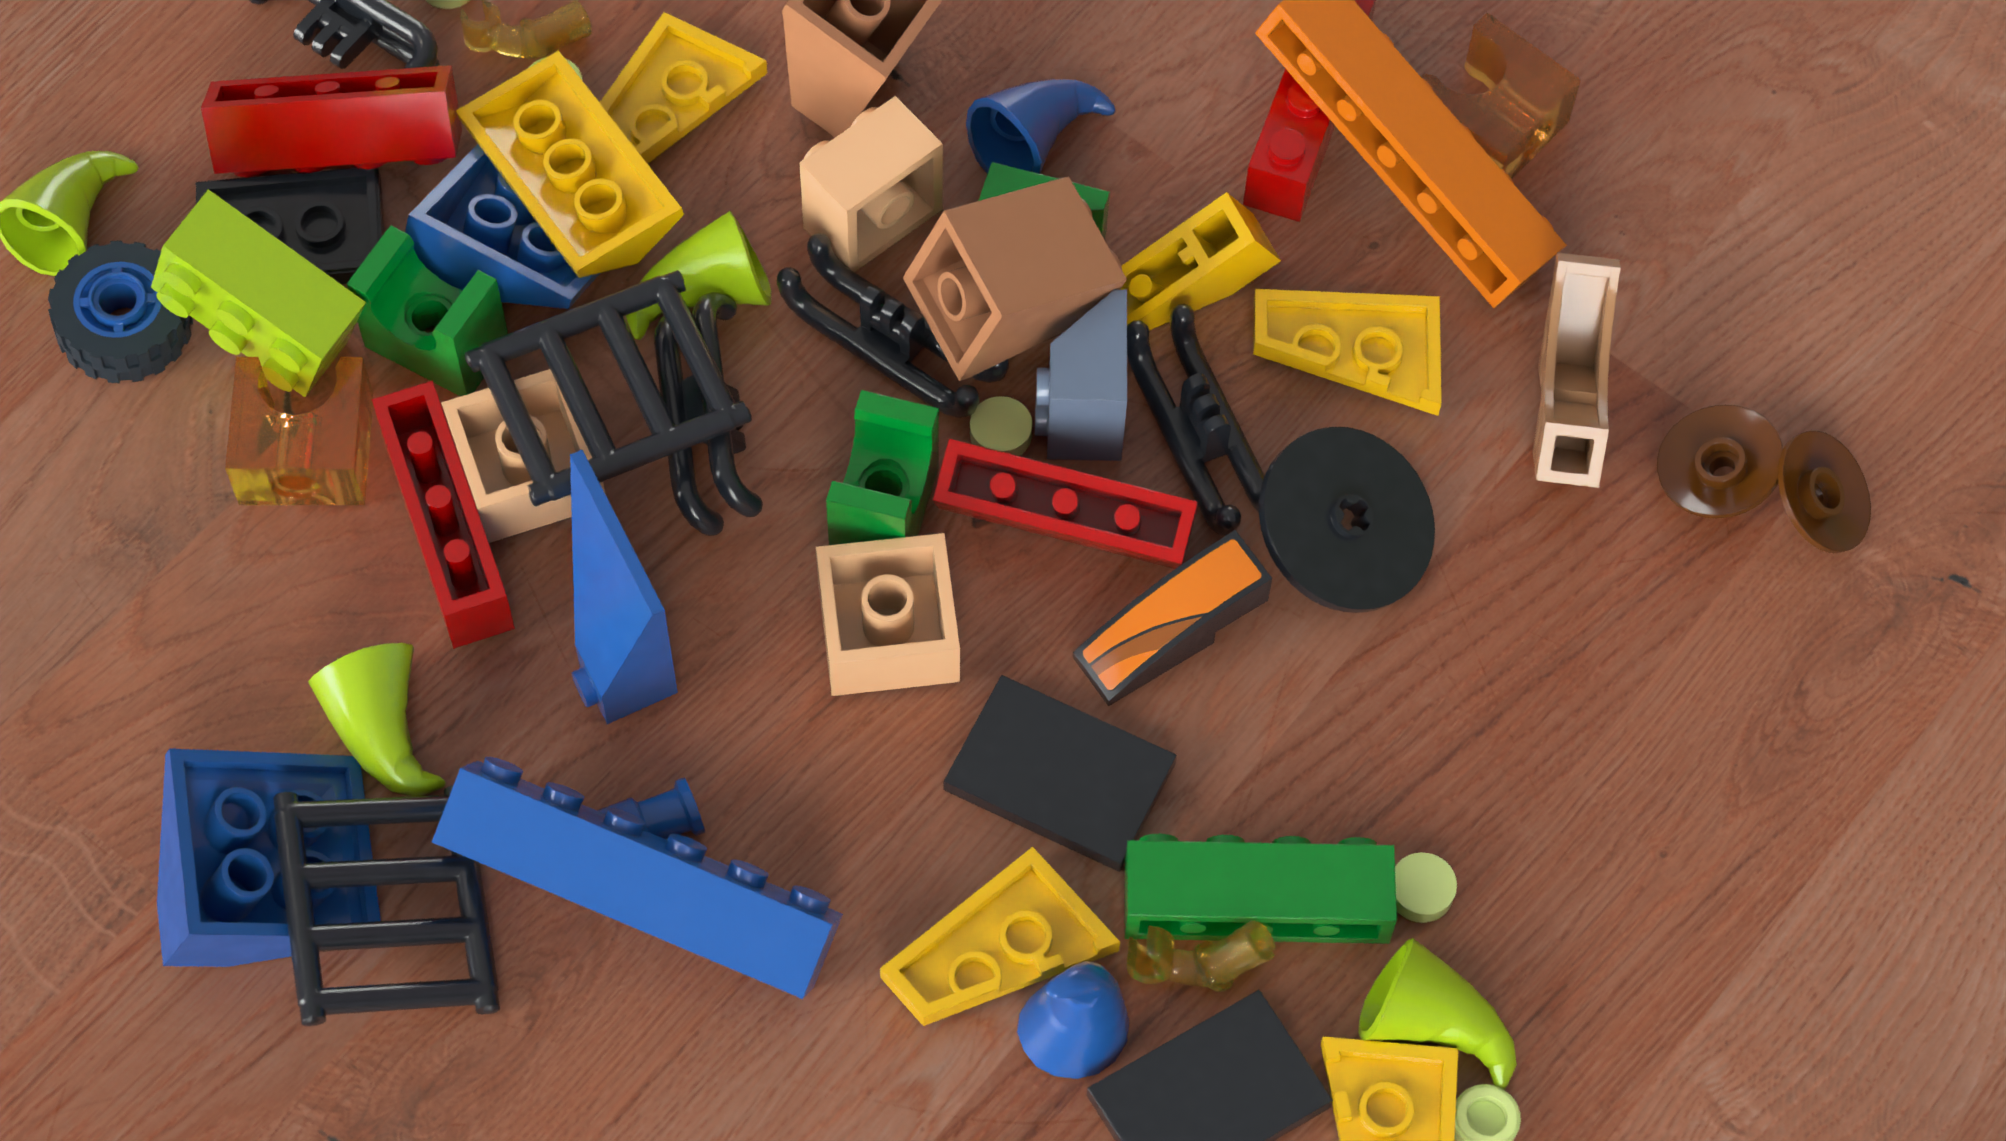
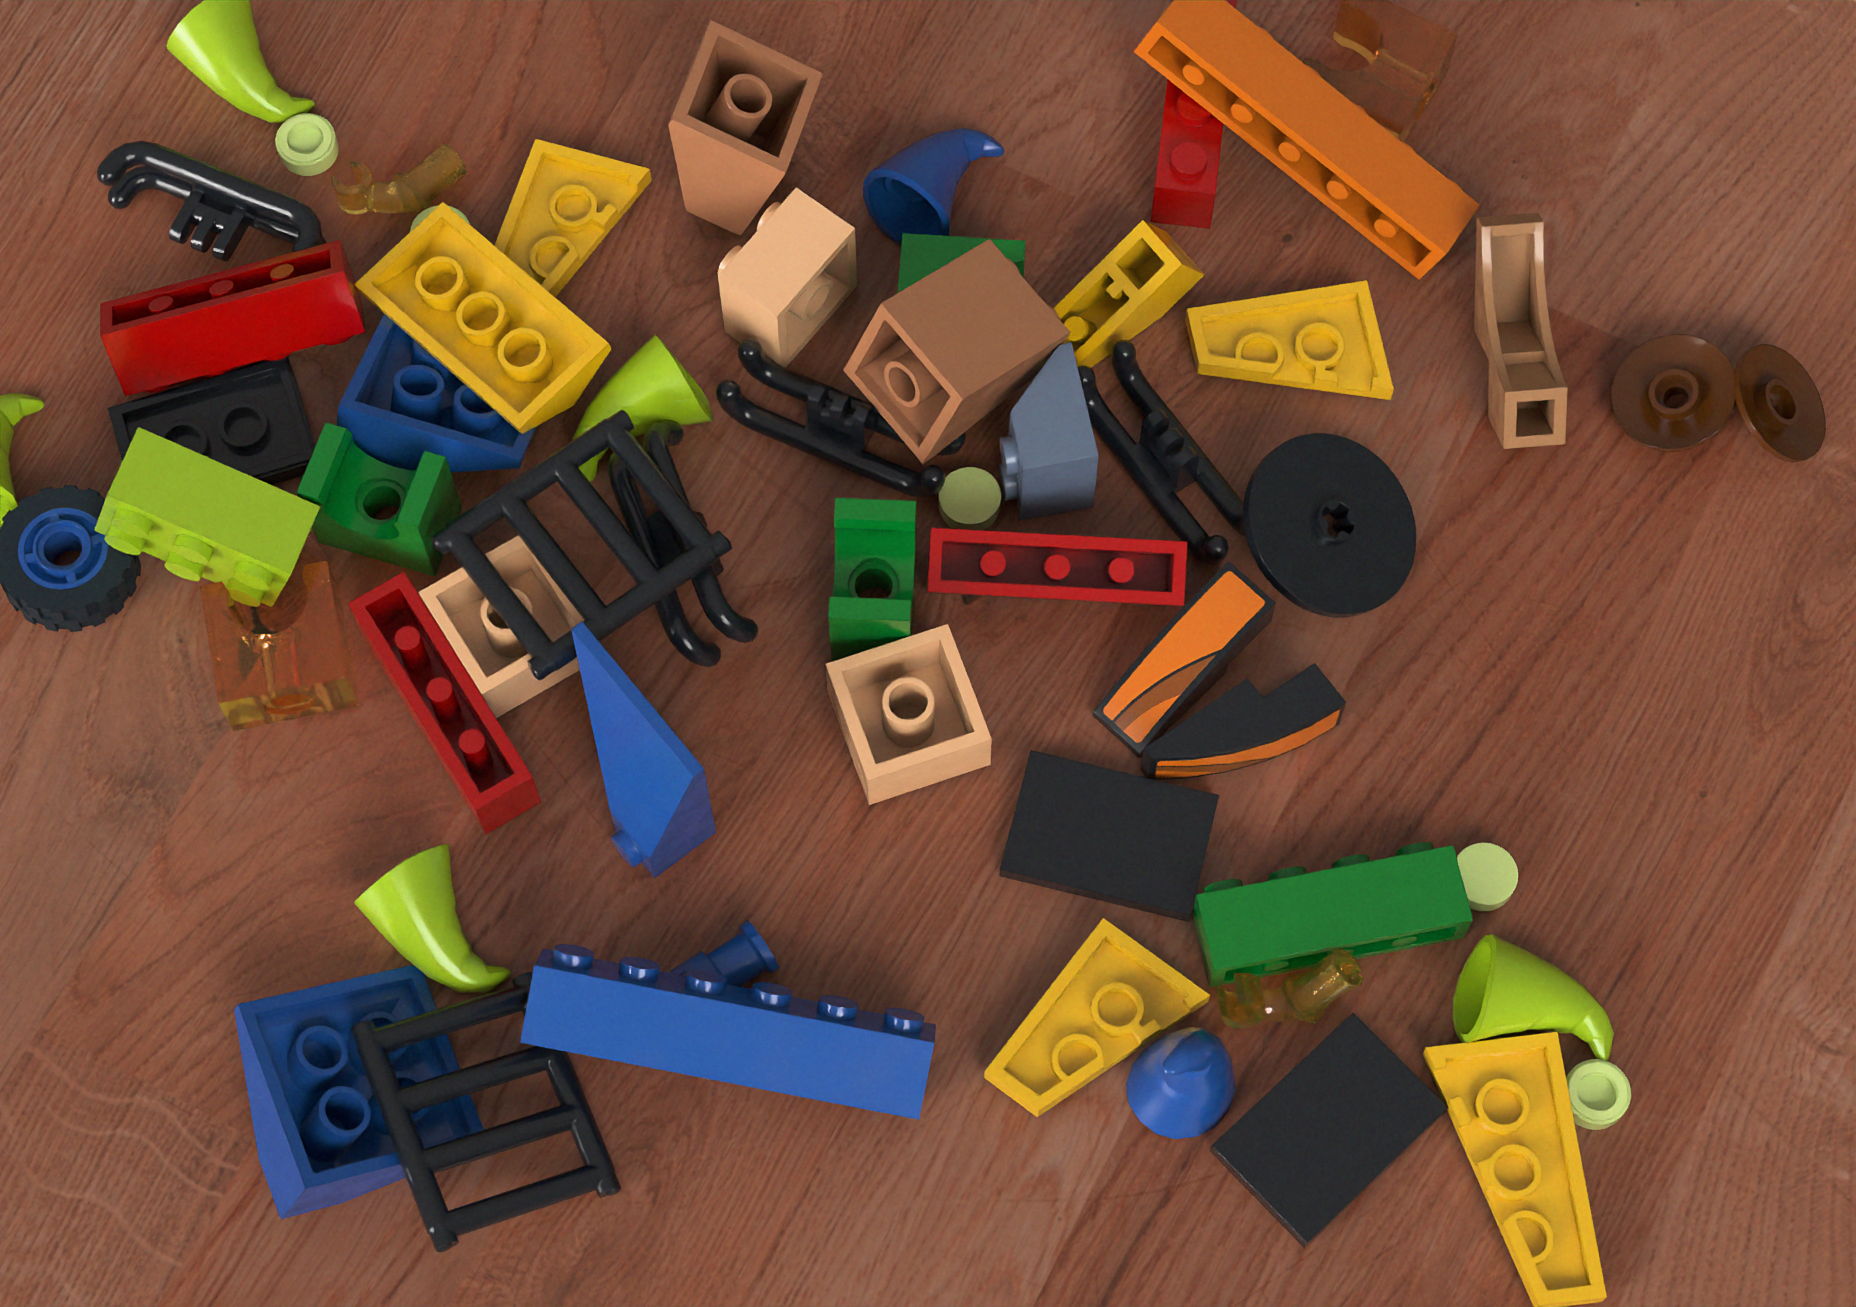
camera: 10 degrees left, 5 degrees up
(1217, 696) = (1246, 728): none -> black slope

